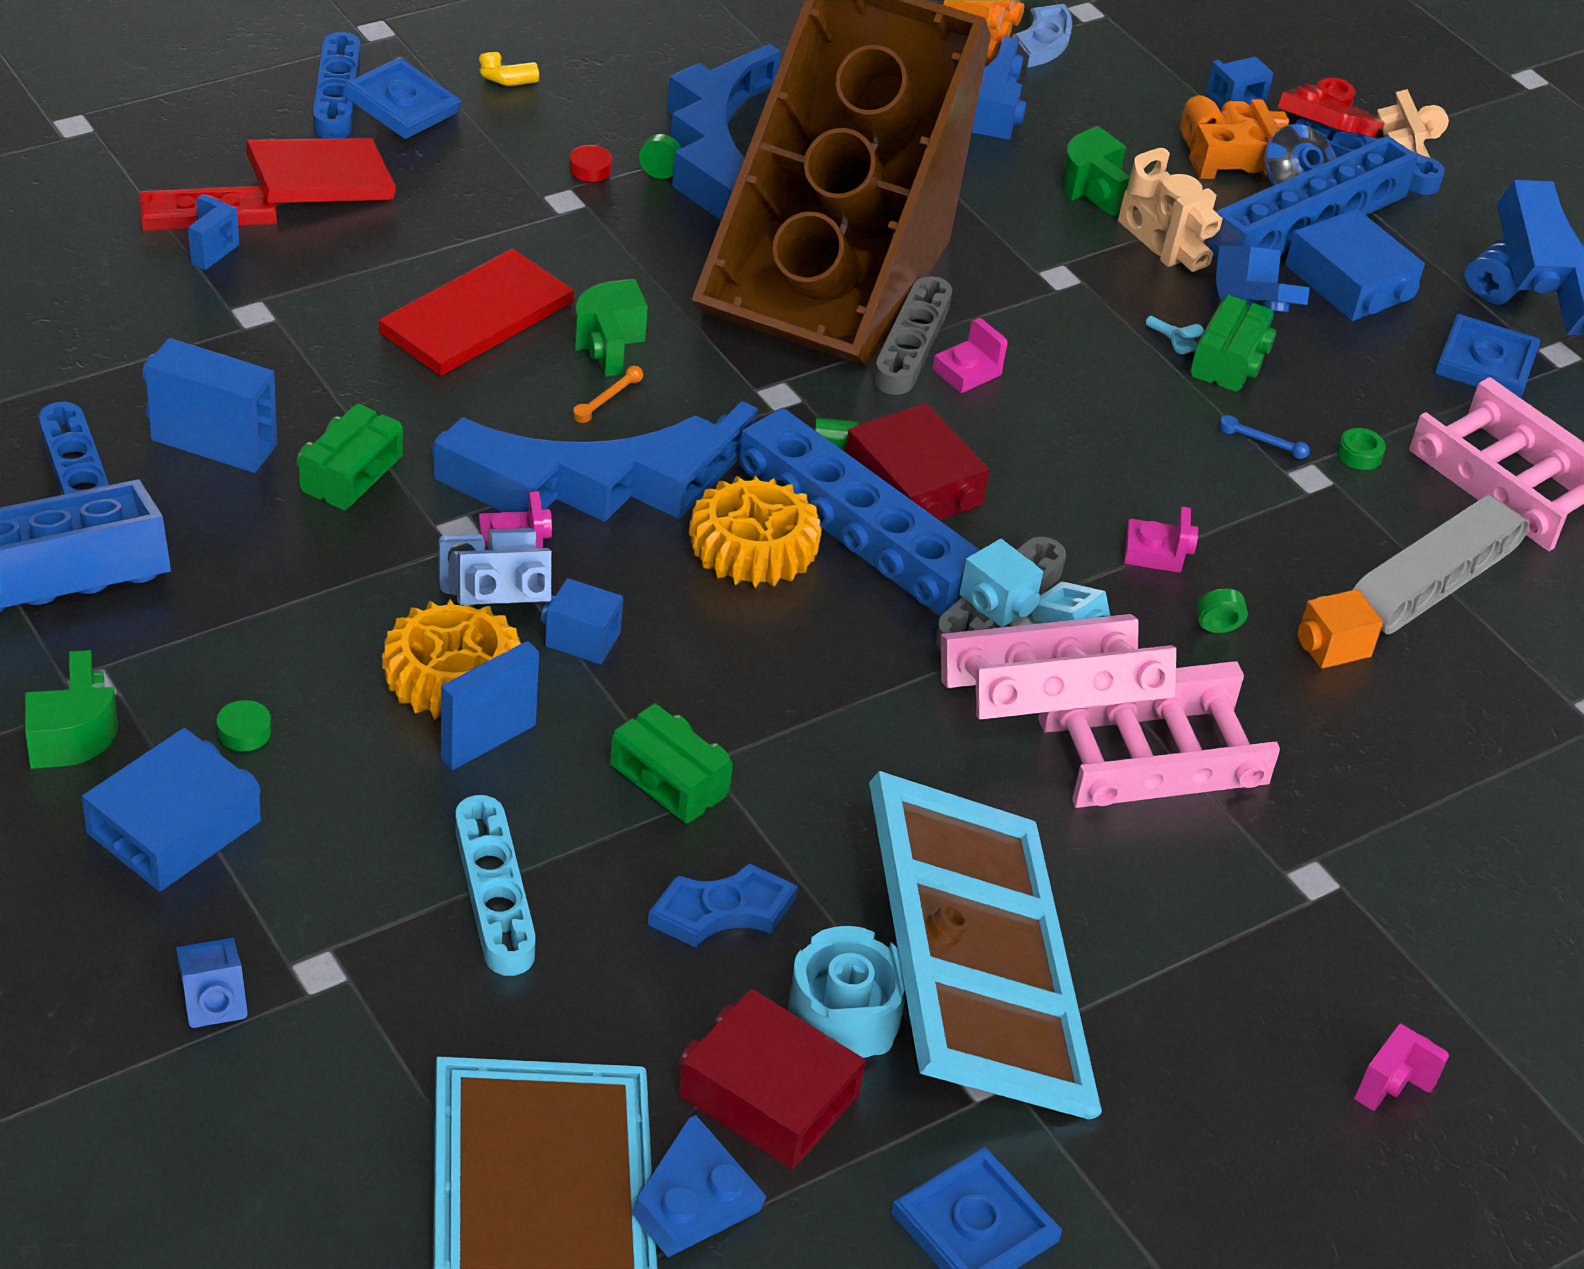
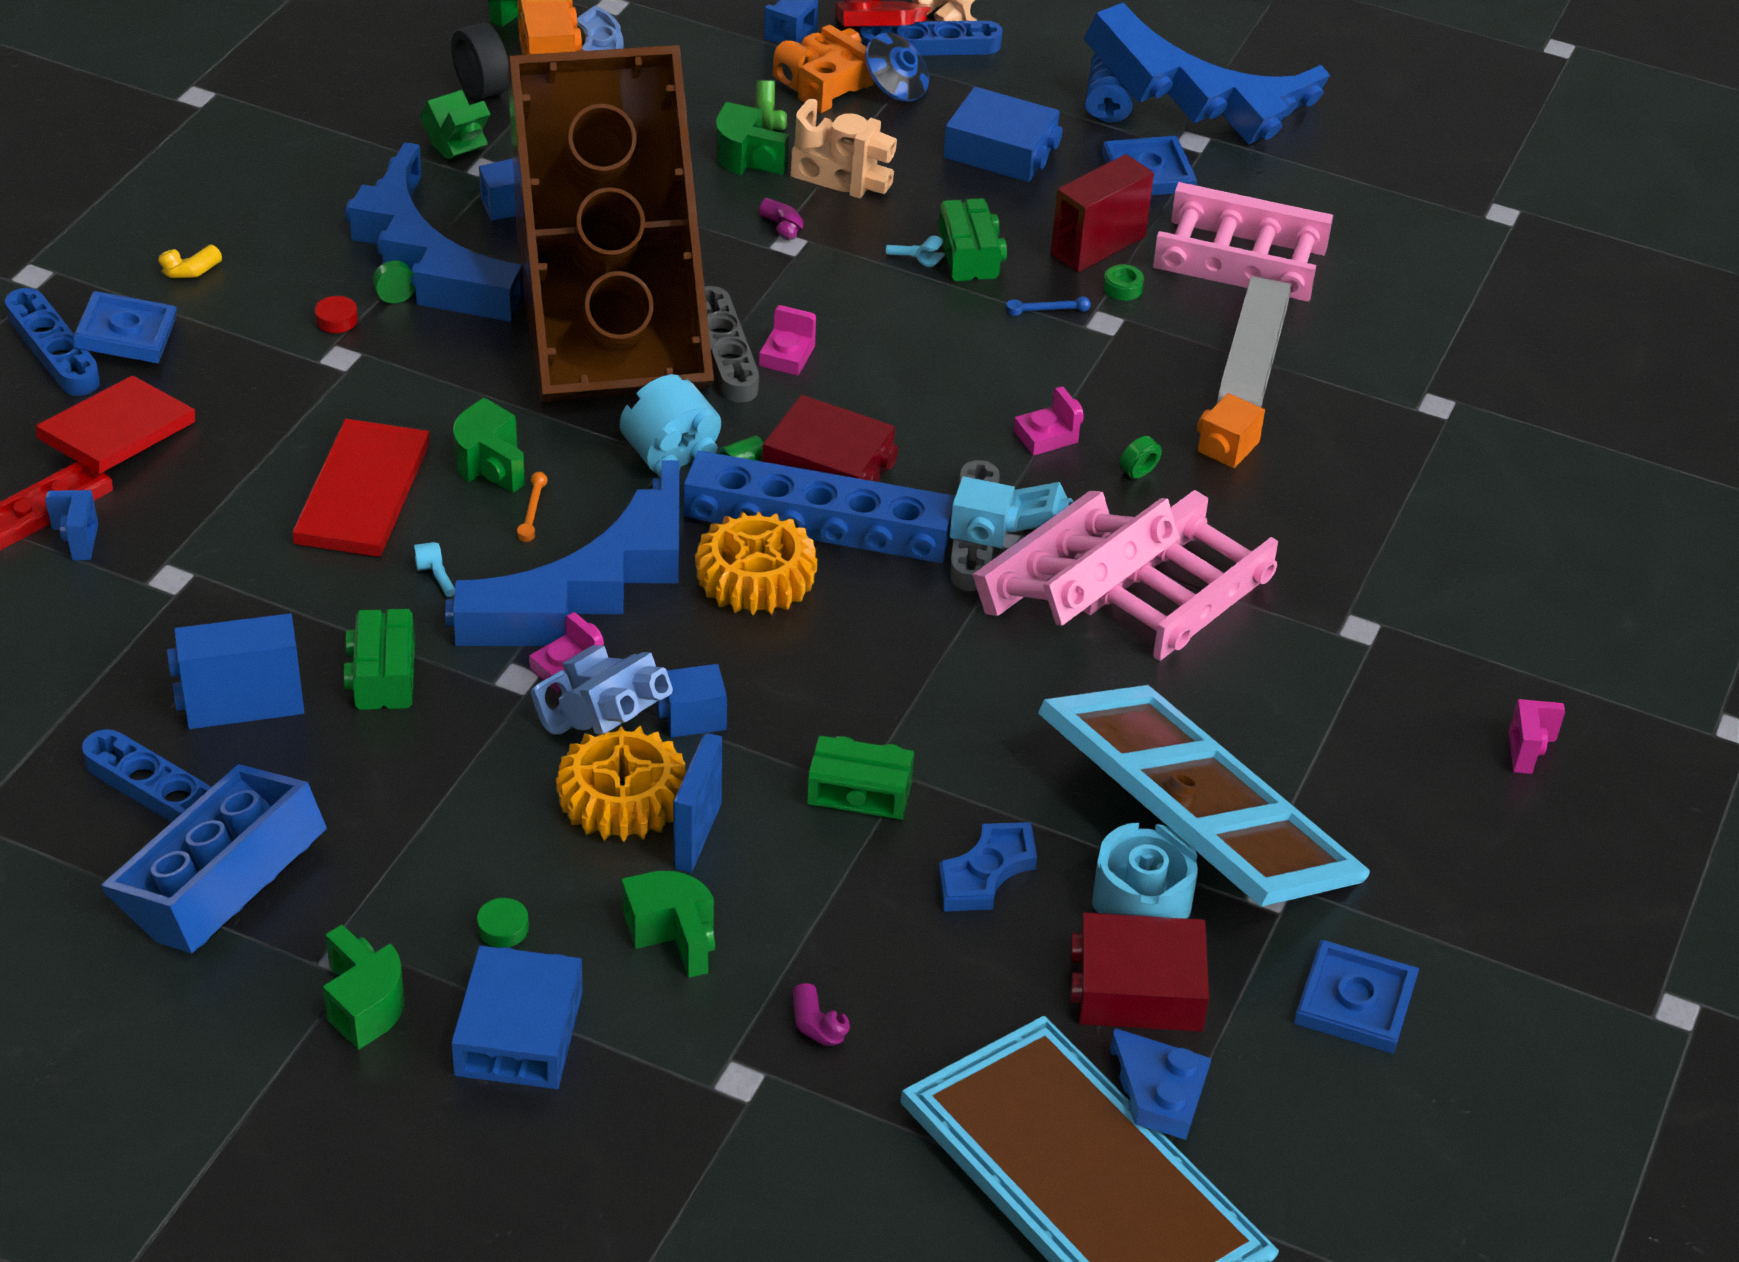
camera: 30 degrees left, 0 degrees up
(212, 982) = (678, 1127): bracket -> none
(387, 789) = (670, 908): none -> green brick
(427, 955) = (812, 1022): none -> magenta arm
(473, 394) = (429, 557): none -> medium azure hand
(494, 883) = (816, 936): medium azure beam -> none
(782, 370) = (670, 422): none -> medium azure brick
(1074, 250) = (787, 217): none -> magenta arm
(1146, 141) = (765, 100): none -> bright green arm
(1253, 276) = (944, 178): blue brick -> none
(1359, 180) = (937, 96): blue brick -> none
(1381, 371) = (1101, 212): none -> dark red brick

